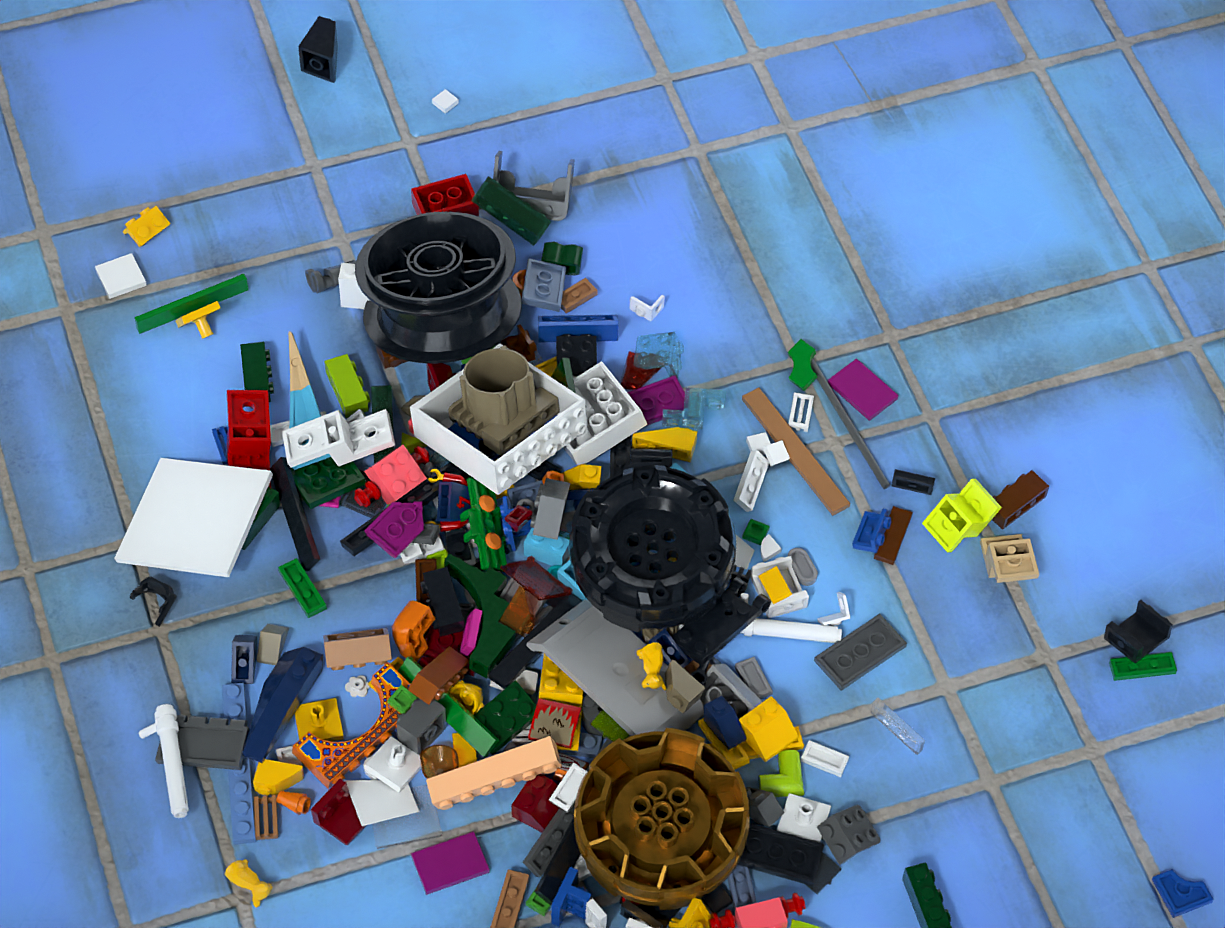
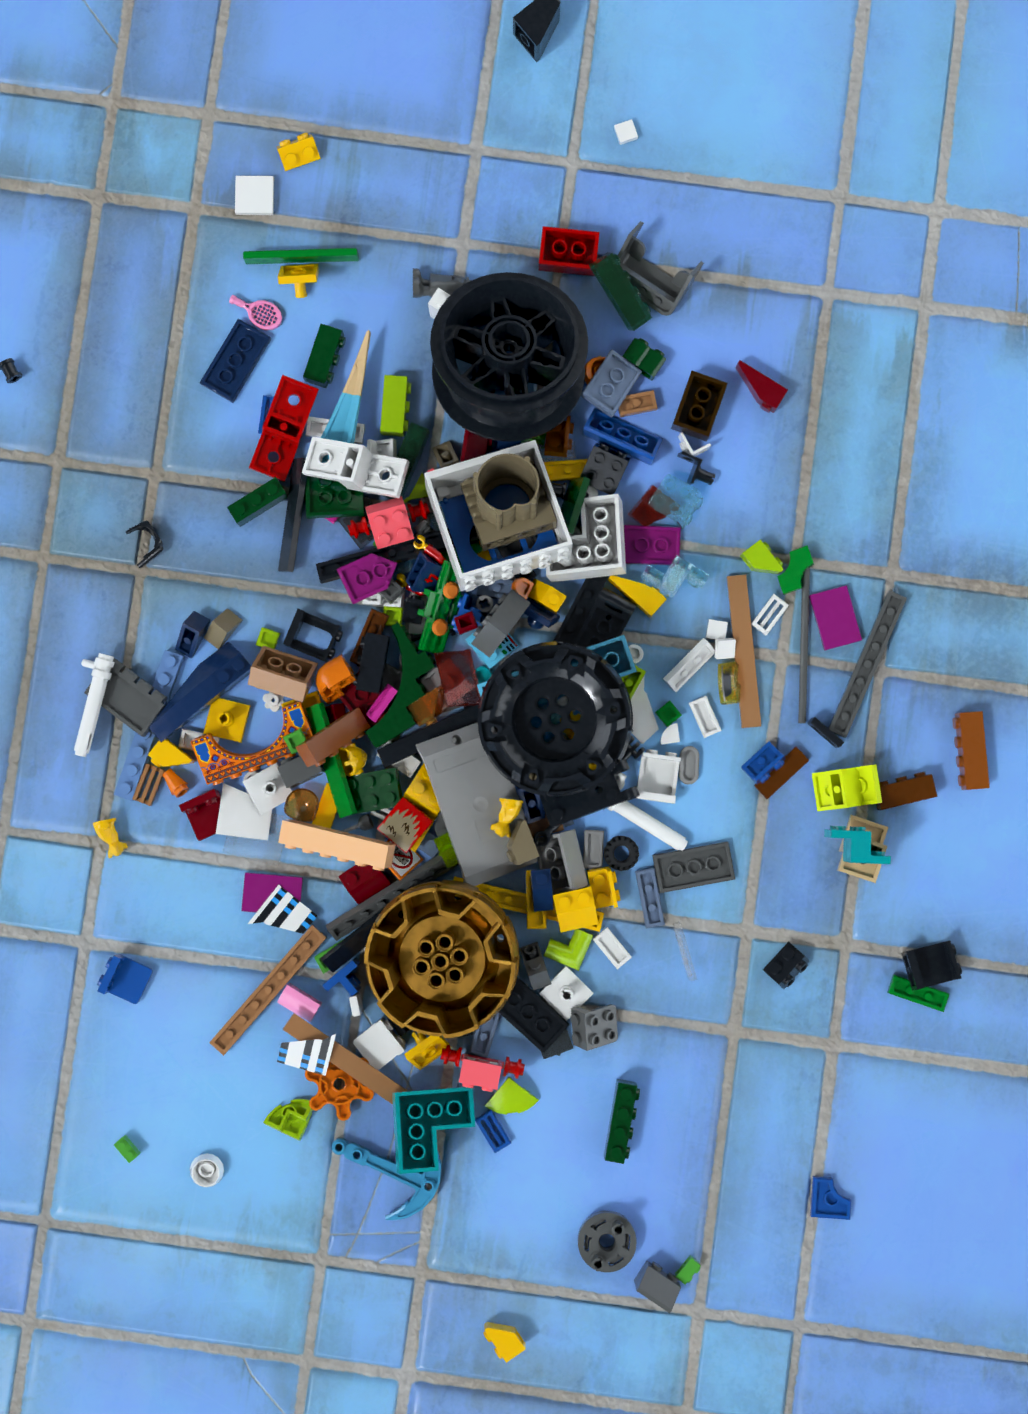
camera: 30 degrees right, 30 degrees up
(161, 365) = (234, 300): none -> bright pink piece
(169, 413) = (235, 360): none -> dark blue tile
(194, 517) = (208, 481): white tile -> none
(302, 588) = (268, 589): green plate -> none
(321, 629) = (268, 638): none -> lime tile
(350, 599) = (300, 617): none -> black panel
(472, 871) = (284, 912): none -> sticker
(567, 790) = (390, 886): white tile -> none
(635, 271) = (699, 406): none -> dark brown brick
(662, 324) = (696, 471): none -> black bracket
(684, 238) = (764, 390): none -> dark red slope
(766, 369) = (760, 559): none -> lime slope
(775, 585) = (651, 782): yellow slope -> none
(783, 678) = (621, 841): none -> black tyre
(785, 695) = (602, 887): none -> yellow bracket
(792, 518) = (705, 716): none -> white tile
(797, 479) = (728, 683): none -> clear yellow slope
(834, 697) = (649, 898): none -> sand blue tile
(835, 619) = (689, 828): white bracket -> none
(915, 410) = (867, 664): none -> dark grey plate
(1001, 540) = (857, 845): none -> teal bracket
(1003, 695) = (786, 965): none -> black bracket
(1055, 440) = (971, 750): none -> dark orange brick

